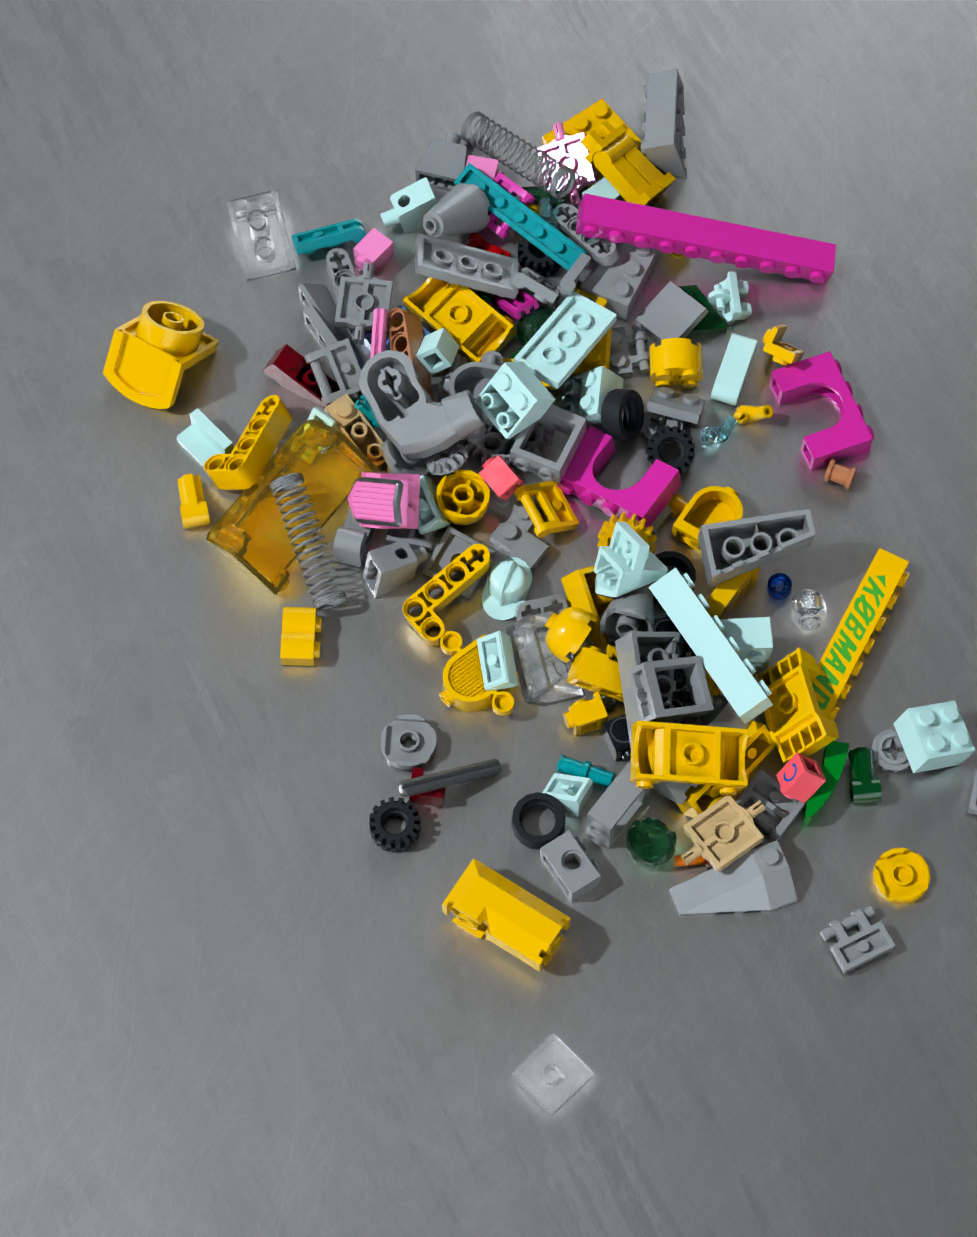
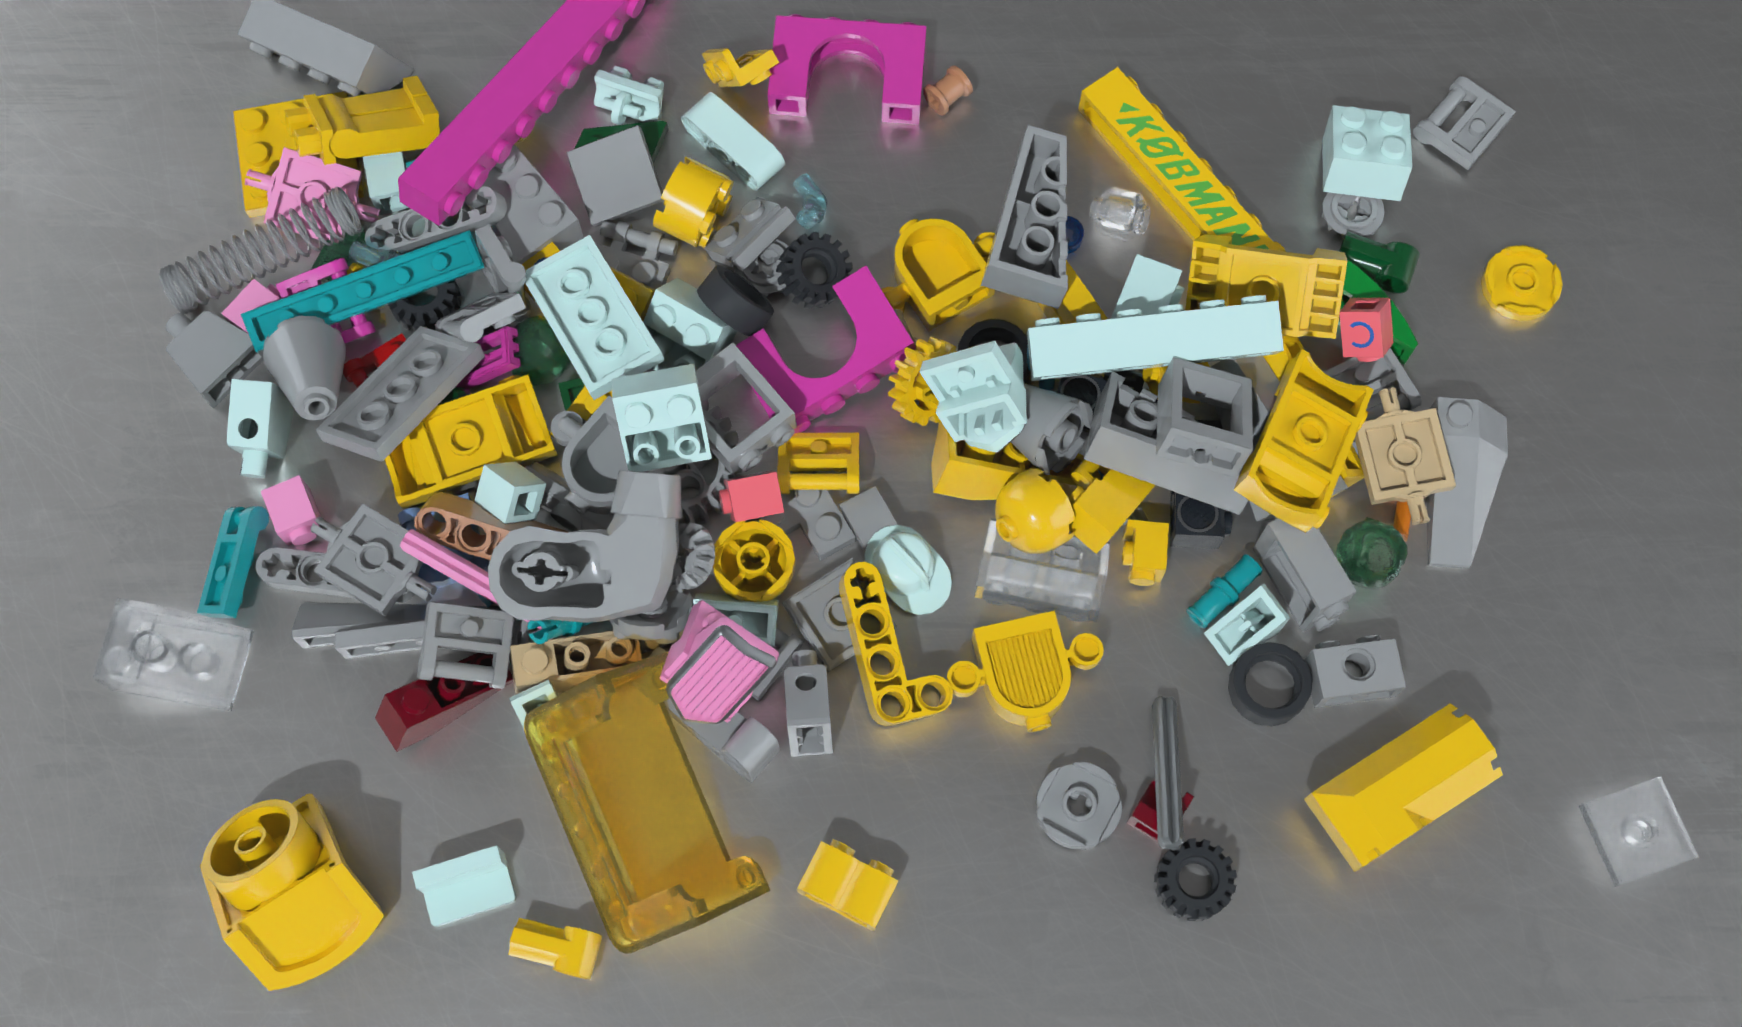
camera: 65 degrees left, 5 degrees up
(254, 448) = (523, 817): yellow beam -> none
(287, 483) = (813, 818): light grey piece -> none
(497, 661) = (1027, 629): light aqua slope -> none
(540, 603) = (958, 538): light grey beam -> none
(752, 413) = (801, 158): yellow arm -> none
(860, 947) = (1602, 367): light grey plate -> none

